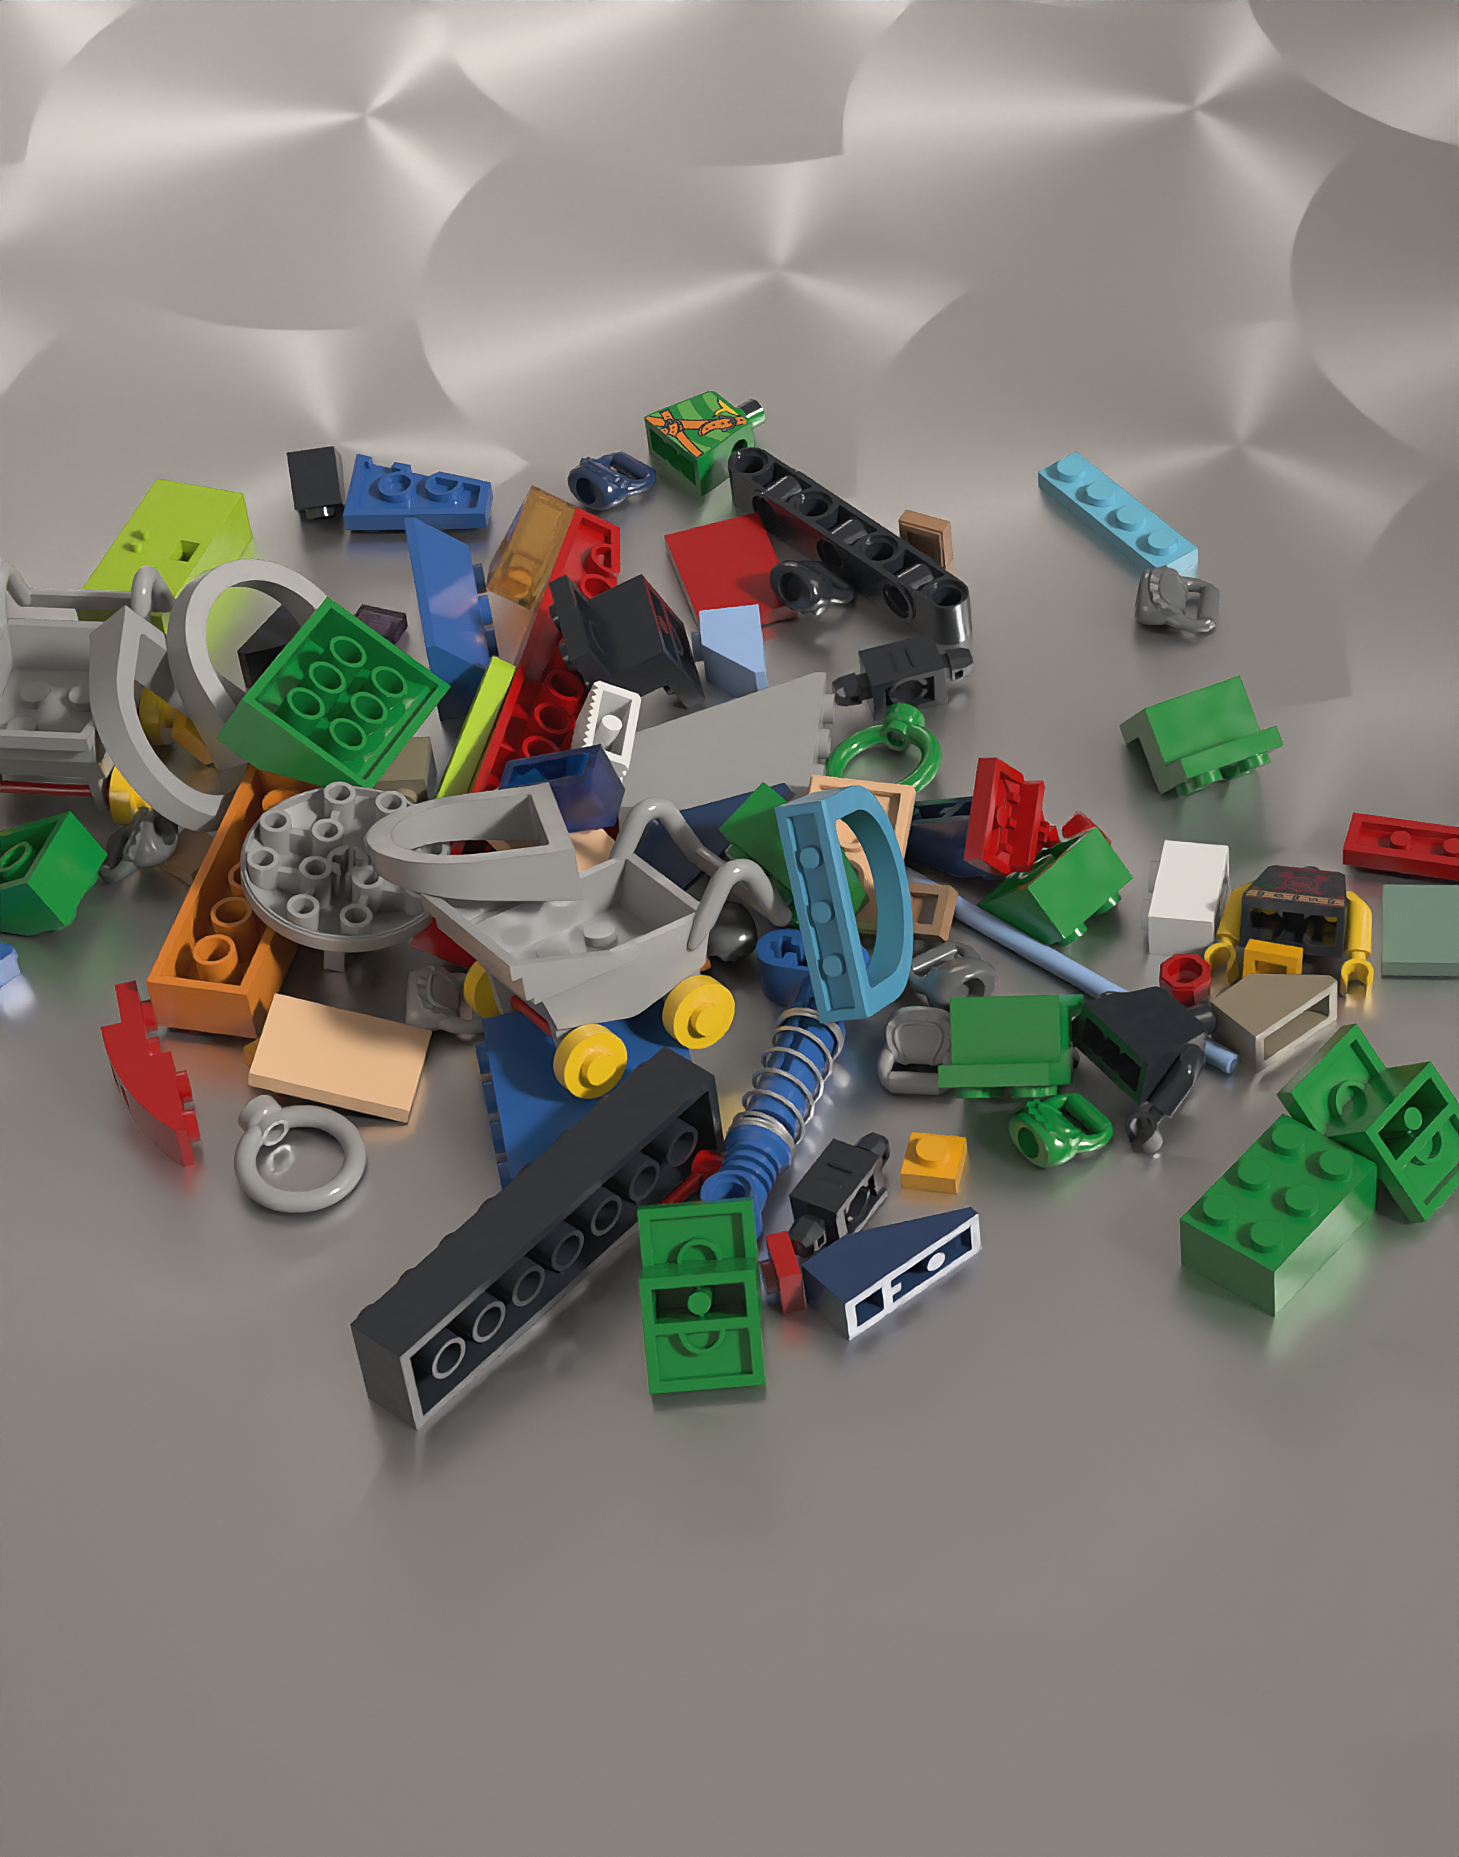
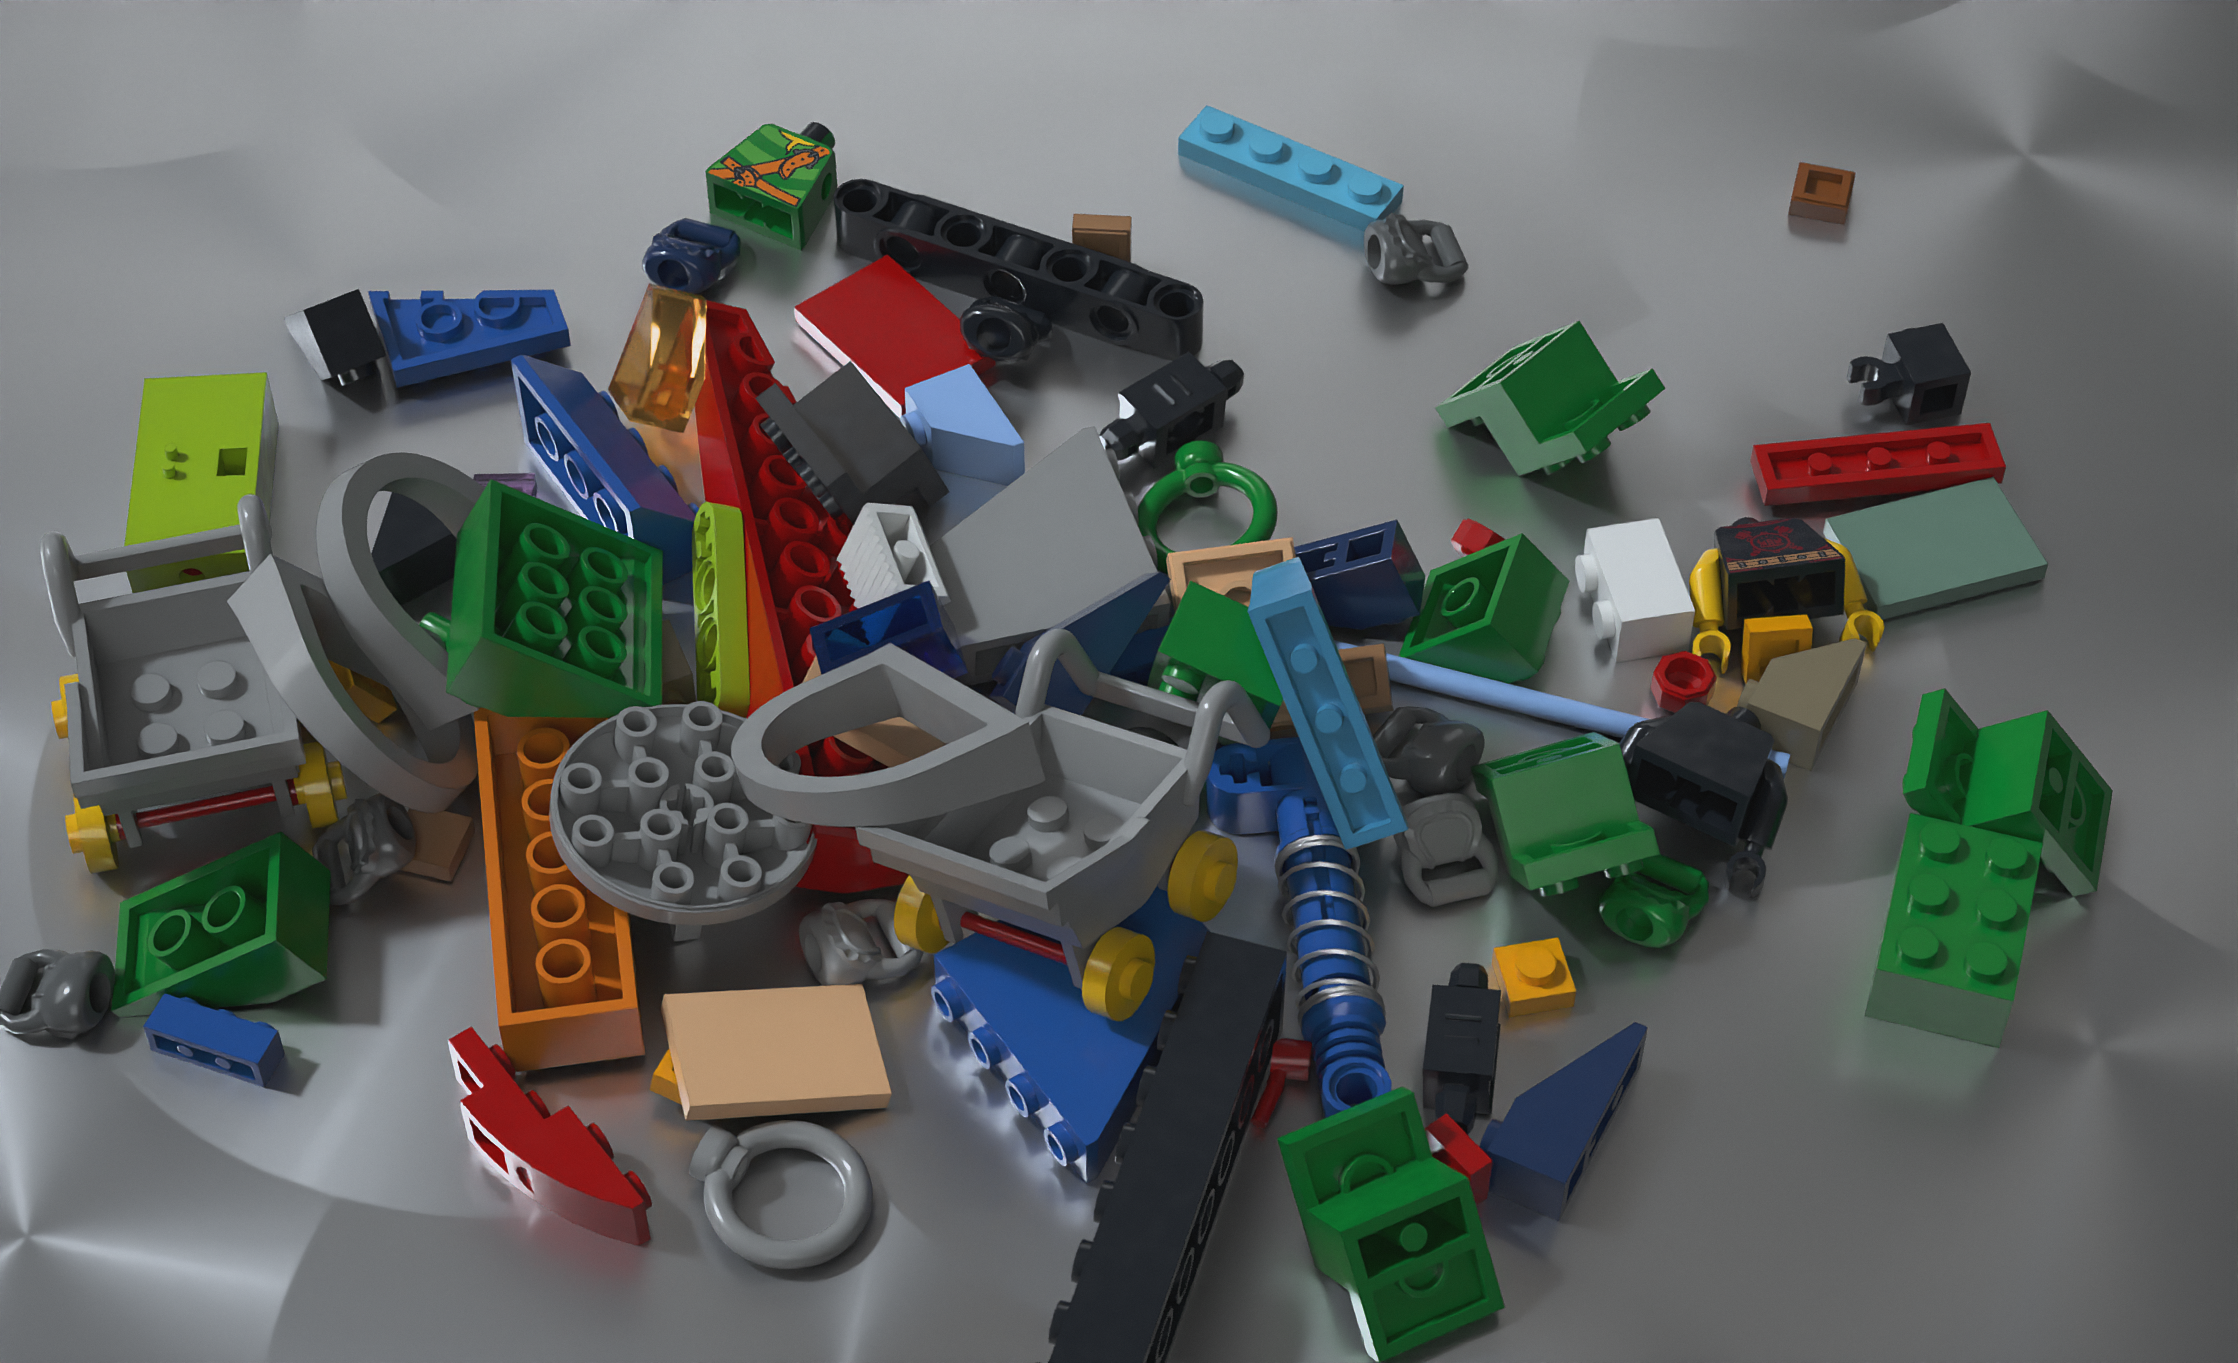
camera: 30 degrees left, 5 degrees up
(1006, 820) = (1417, 551): red slope -> none

